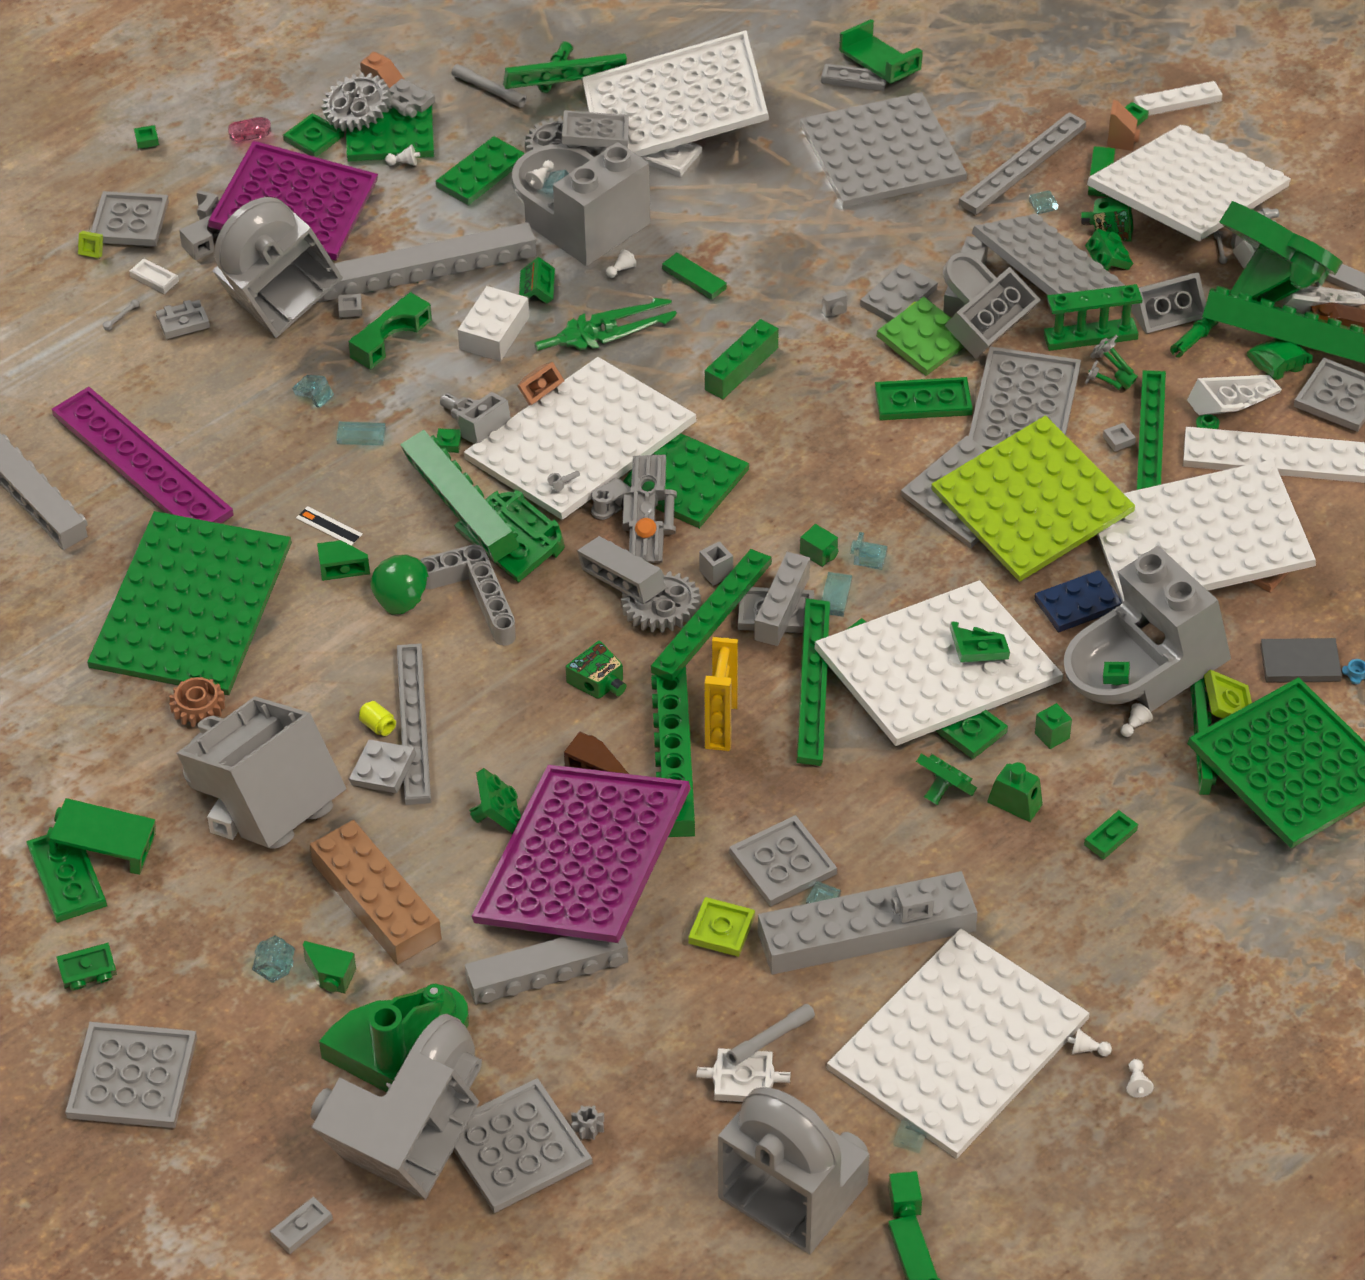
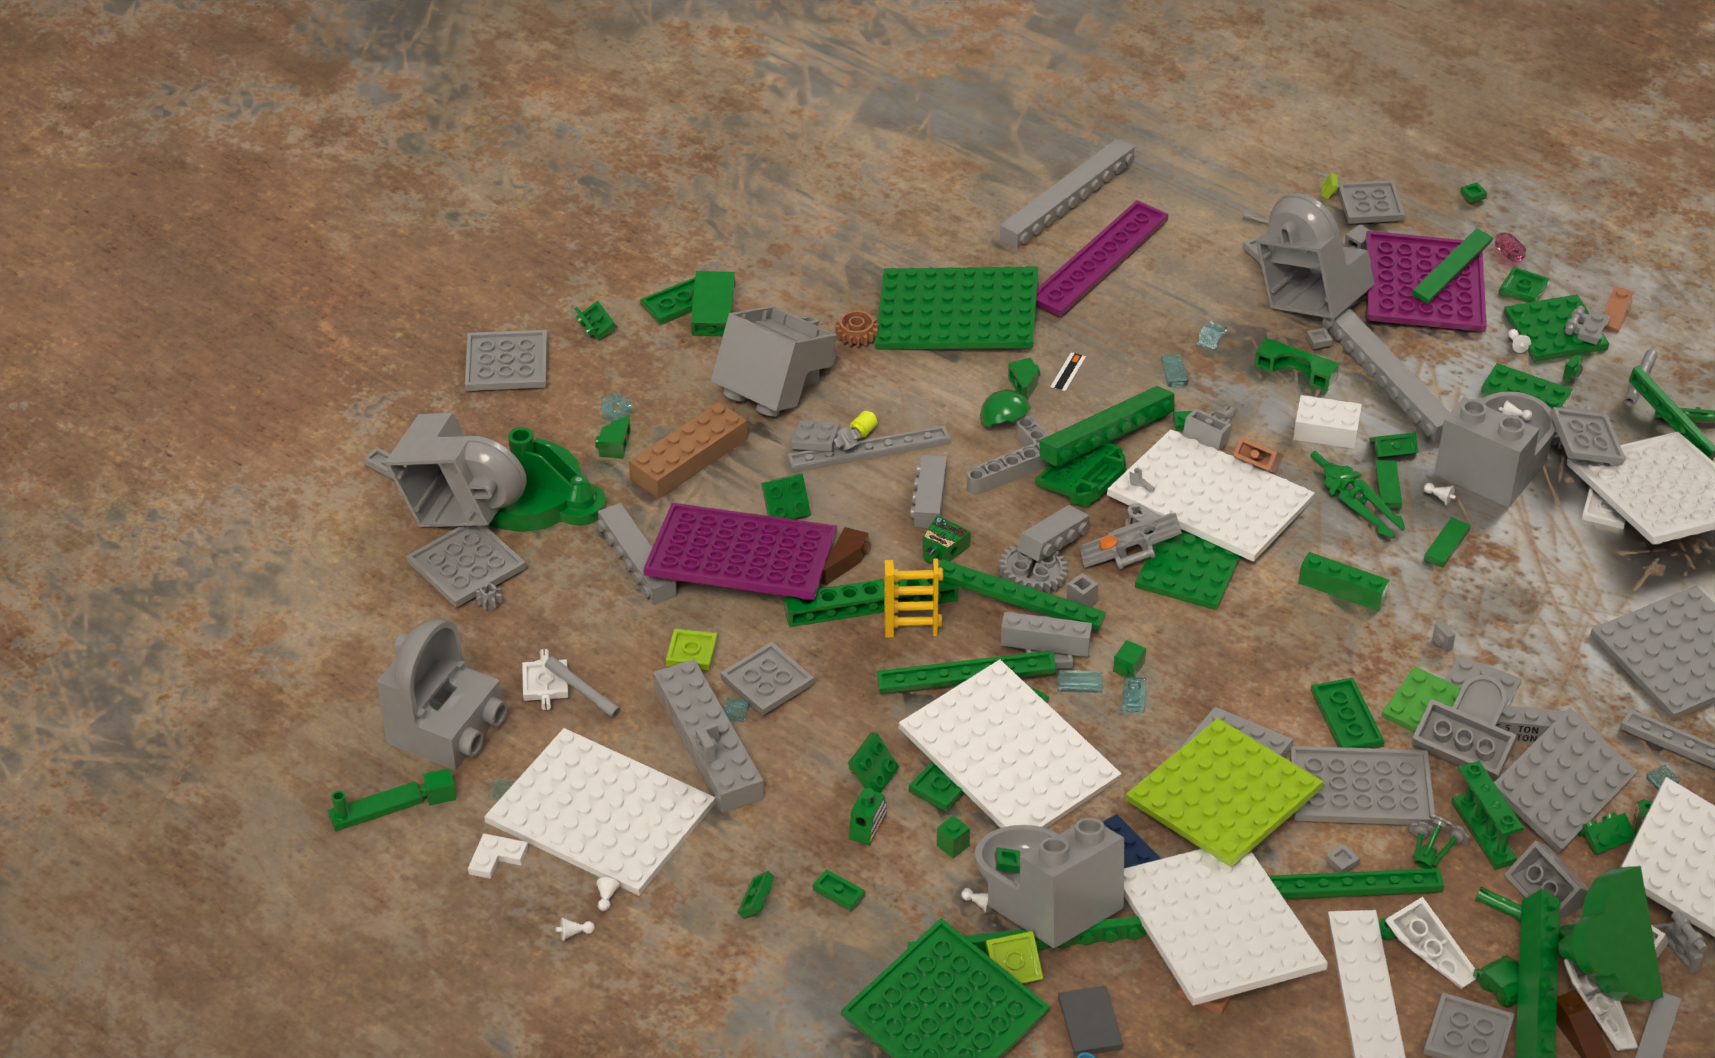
camera: 80 degrees right, 5 degrees down
(287, 170) = (1452, 266): none -> green tile
(356, 102) = (1562, 293): light grey gear -> none
(409, 729) = (847, 438): none -> light grey gear
(463, 127) = (1573, 368): none -> green plate
(511, 672) = (930, 490): none -> light grey brick
(594, 299) = (1388, 483): none -> green tile
(978, 644) = (1024, 766): green wing -> none
(1008, 1152) = (495, 849): none -> white plate
(1111, 906) = (756, 894): none -> green plate

